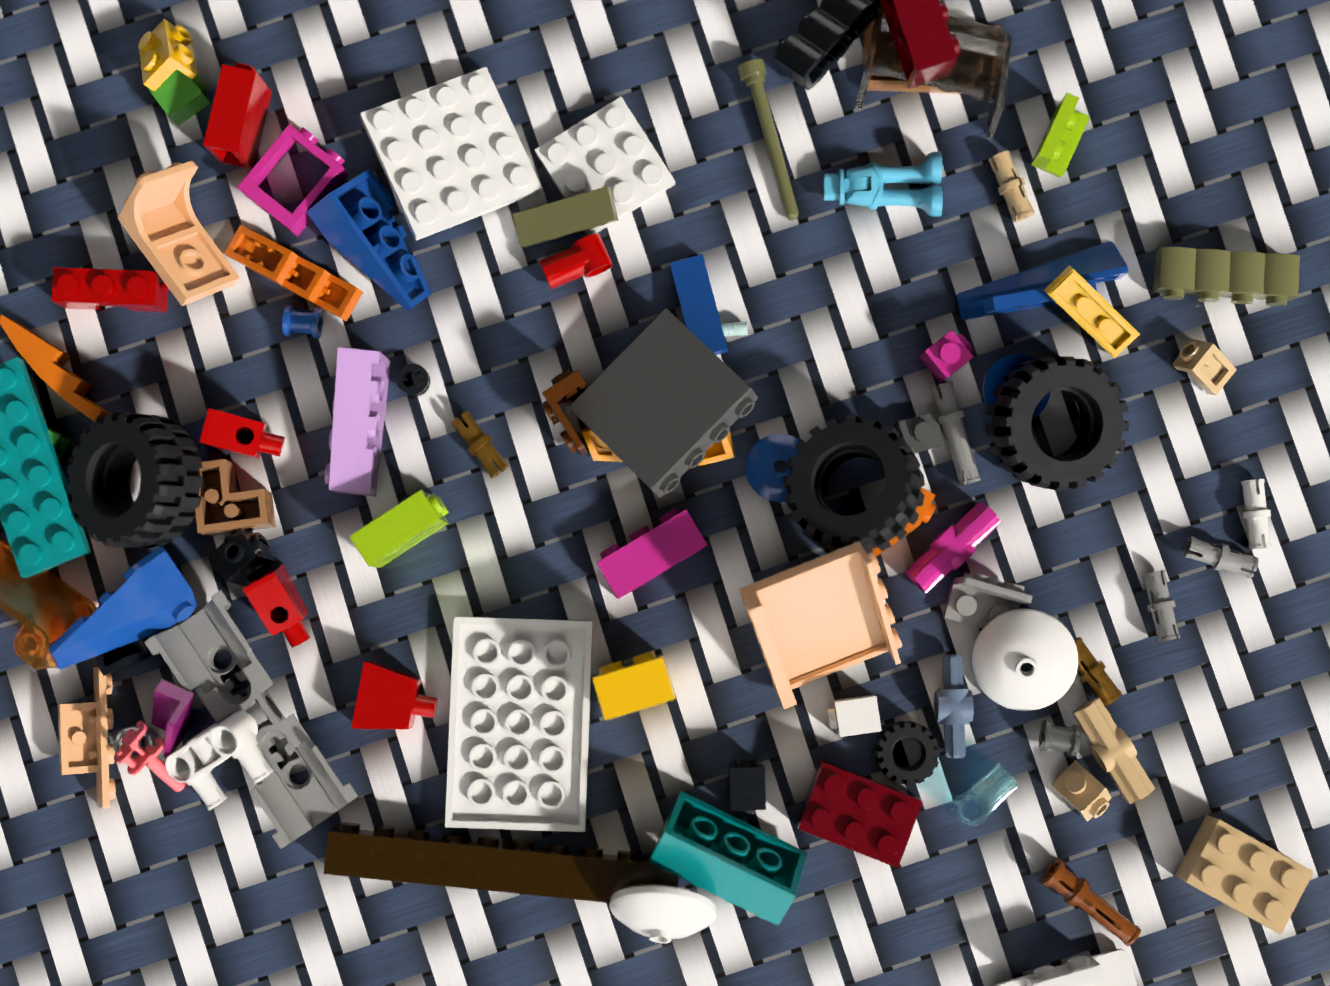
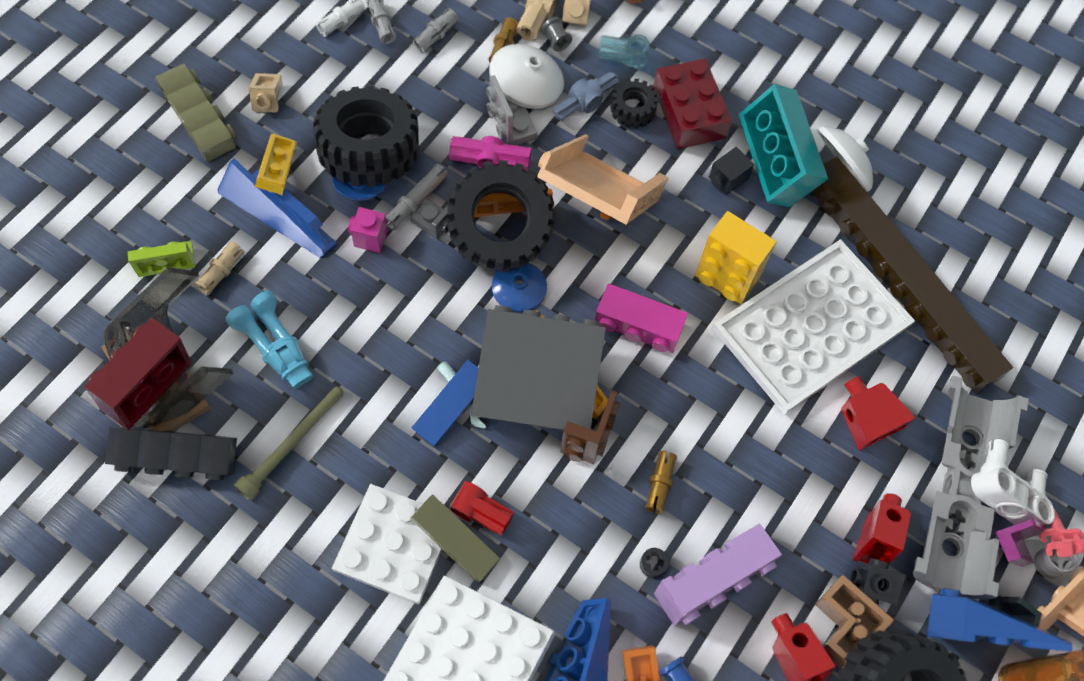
camera: 135 degrees left, 20 degrees down
(400, 528) = (764, 483): lime brick -> none
(854, 716) = (637, 141): white brick -> none

